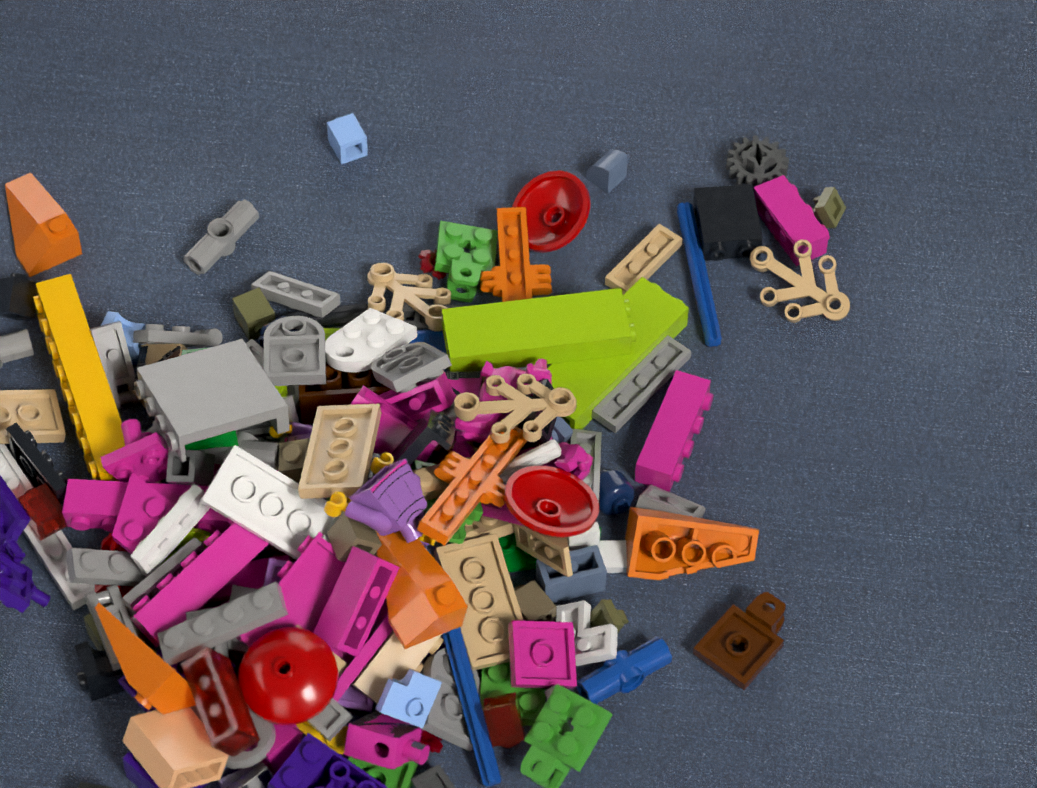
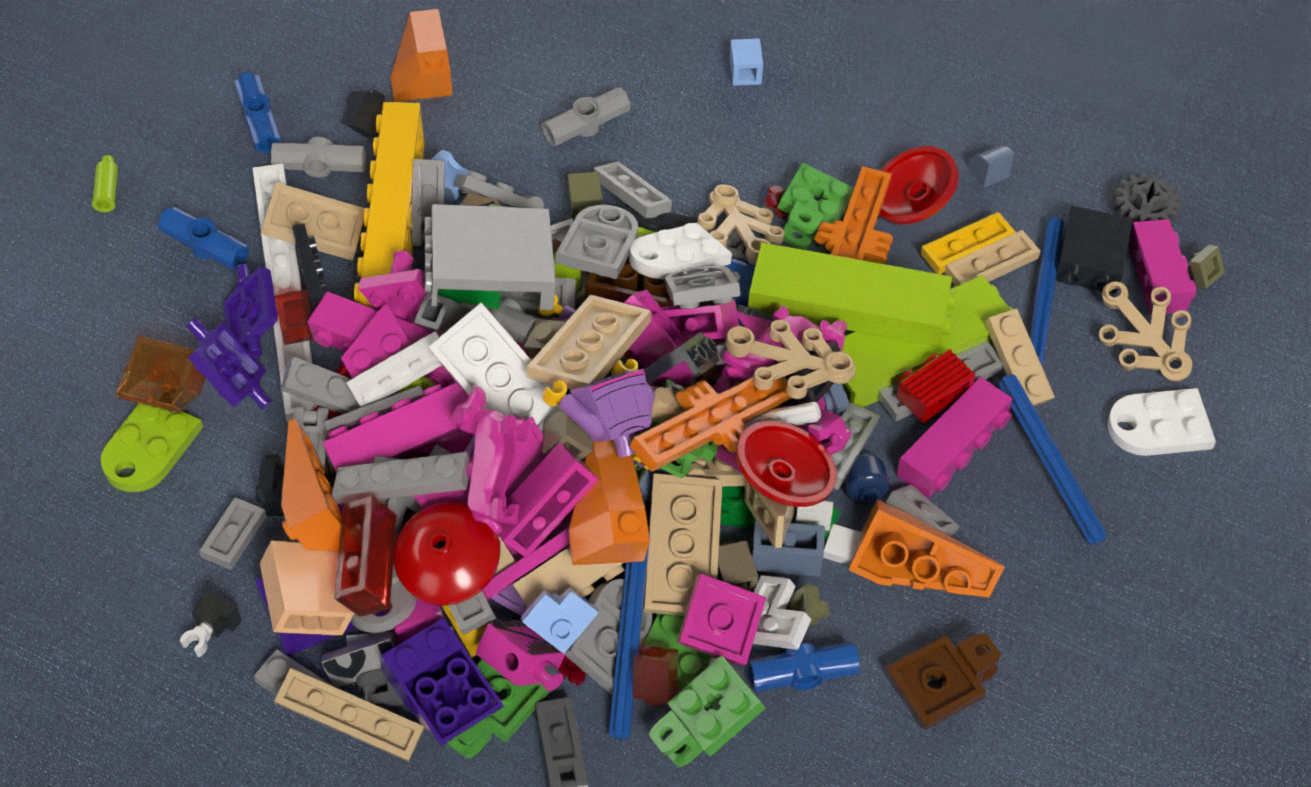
camera: 20 degrees right, 0 degrees up
(73, 725) = (233, 533): none -> light grey plate
(302, 579) = (492, 458): none -> dark pink animal
(613, 250) = (965, 241): none -> yellow plate
(640, 390) = (934, 385): none -> red brick
(702, 343) = (1019, 355): none -> tan plate
(763, 423) = (1053, 460): none -> blue axle
(841, 360) = (1161, 423): none -> white plate

